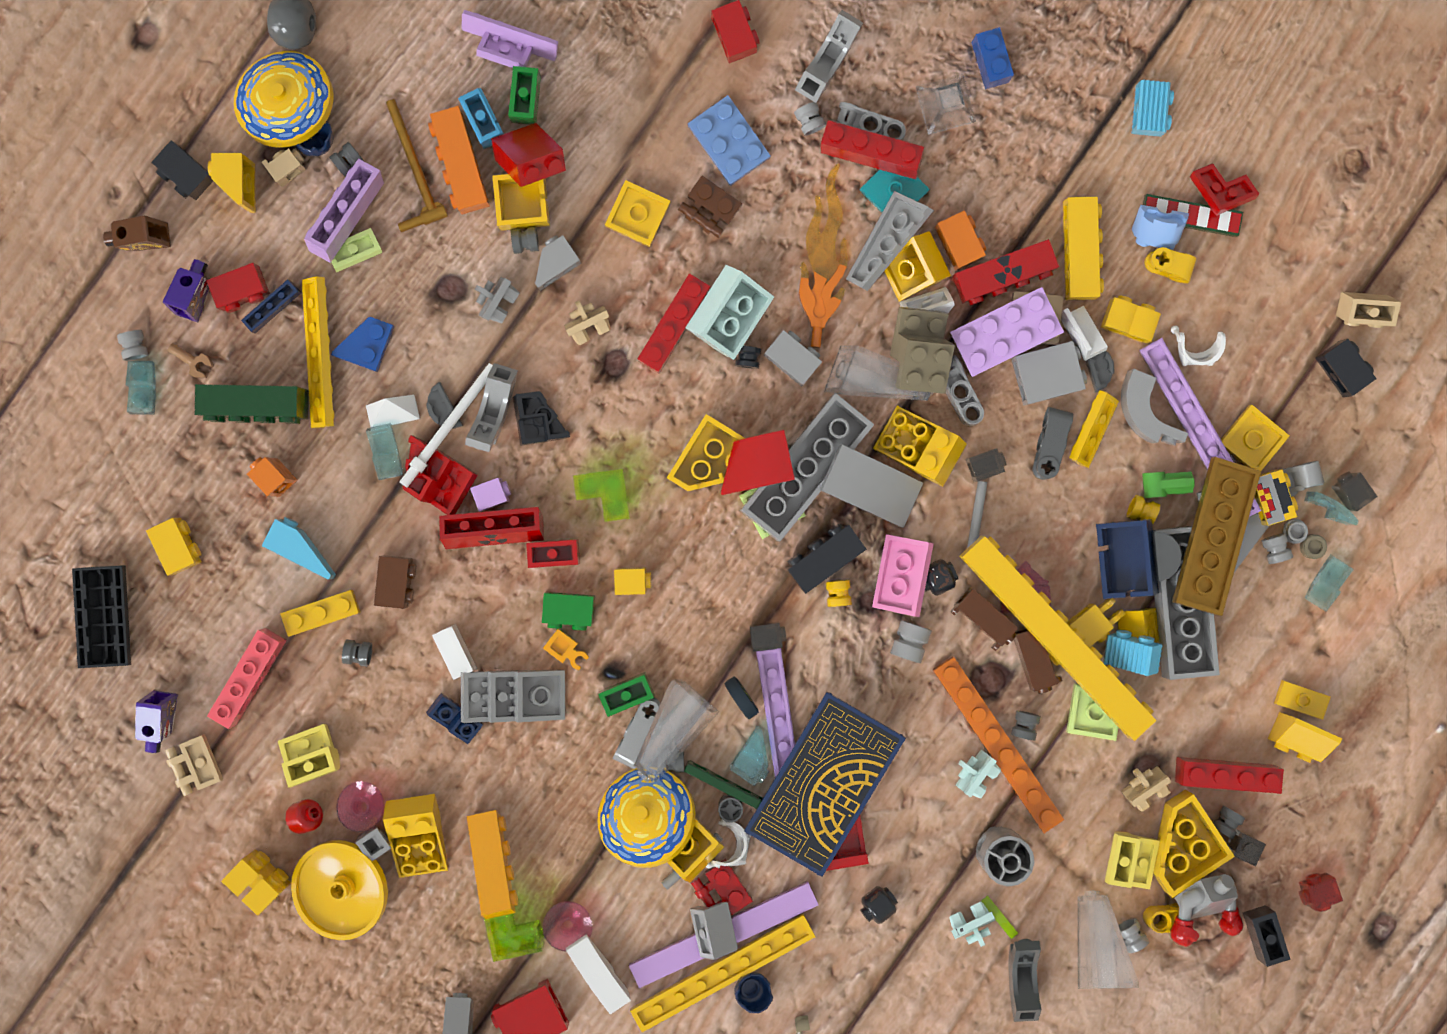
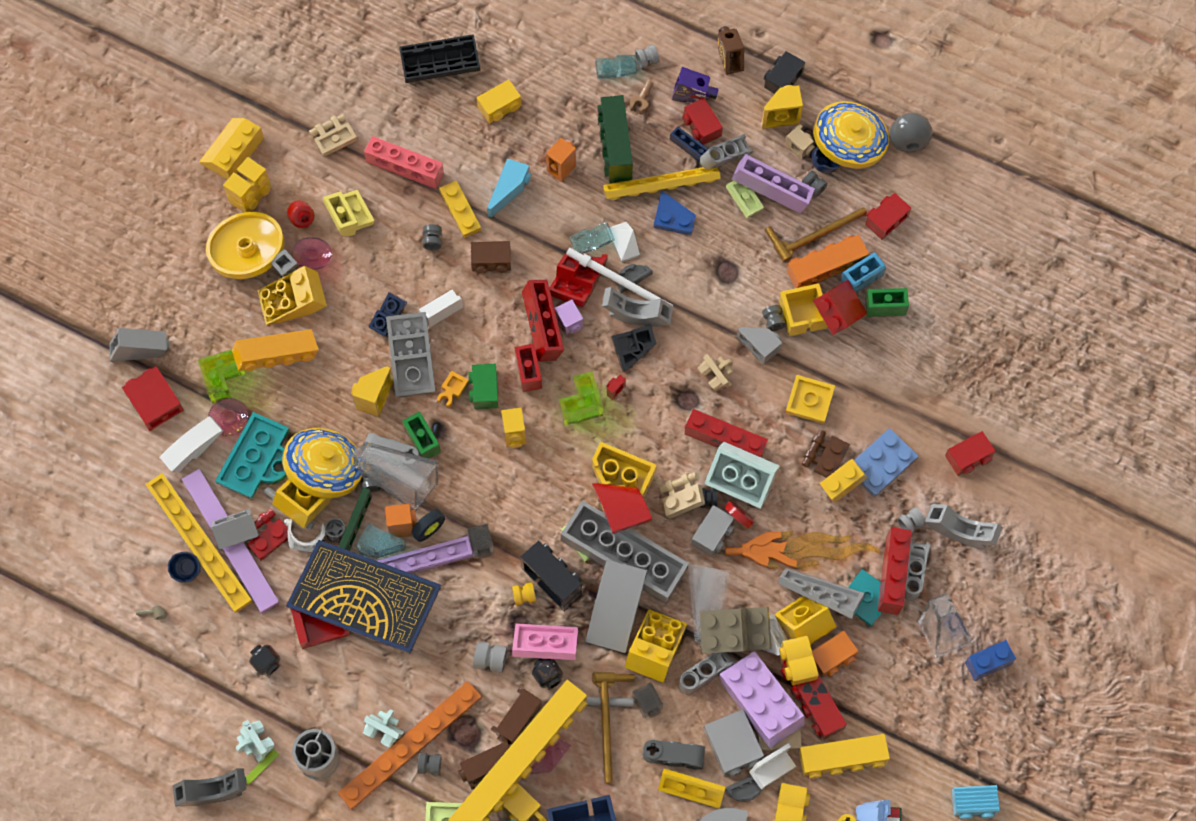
camera: 80 degrees right, 20 degrees down
(155, 719) = (366, 103): dark purple torso -> none
(195, 895) = (232, 147): none -> yellow slope
(284, 251) = (725, 152): none -> light grey piece
(404, 72) = (888, 215): none -> red brick
(501, 290) = (731, 307): light grey hips -> none
(507, 43) = (925, 286): lavender bracket -> none
(560, 748) = (372, 391): none -> yellow slope
(589, 450) = (615, 386): none -> red plate
(622, 898) = (254, 457): none -> teal plate
(732, 730) = (400, 520): none -> orange brick
(750, 388) = (684, 500): none -> tan plate
(751, 190) = (843, 480): none -> yellow brick
(776, 323) = (739, 514): none -> red piece
(957, 513) = (606, 680): none -> pearl gold bar
(971, 281) = (799, 660): none -> yellow brick

